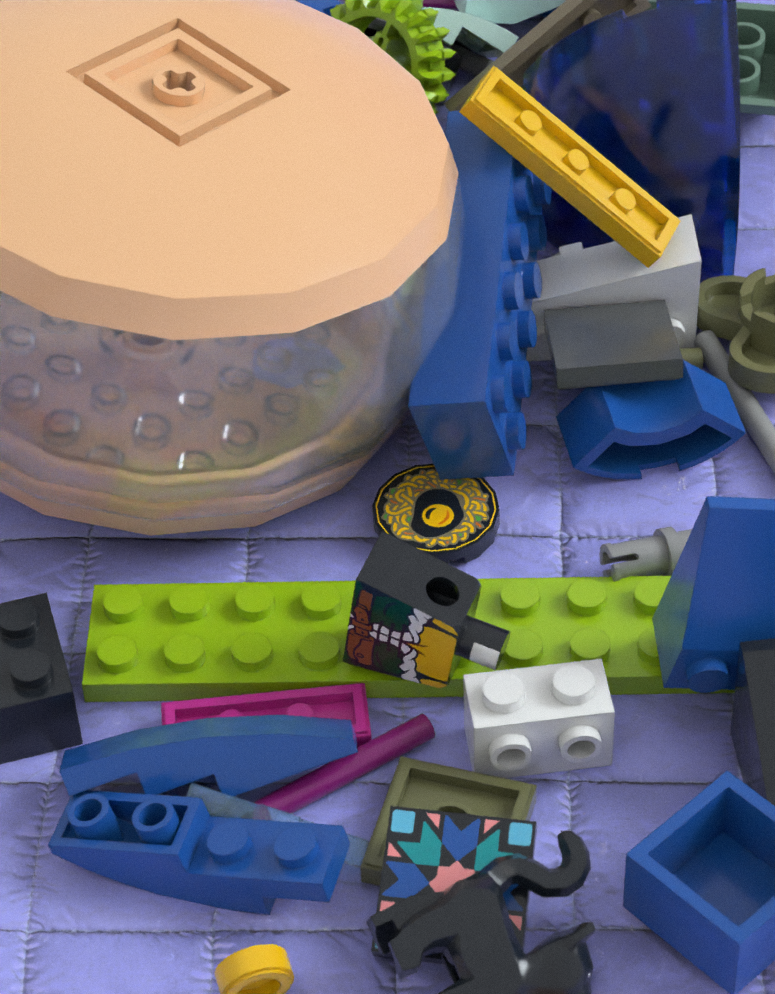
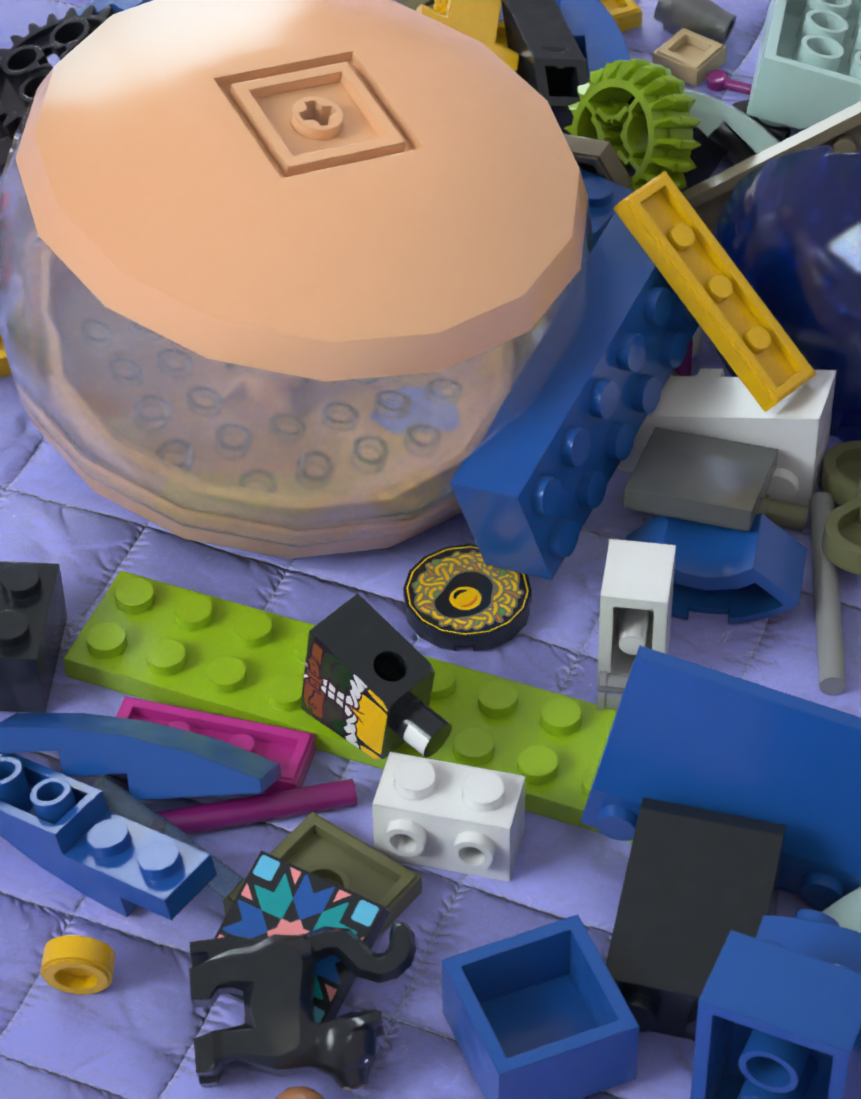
camera: 20 degrees right, 0 degrees up
(615, 478) = (634, 602): none -> white brick

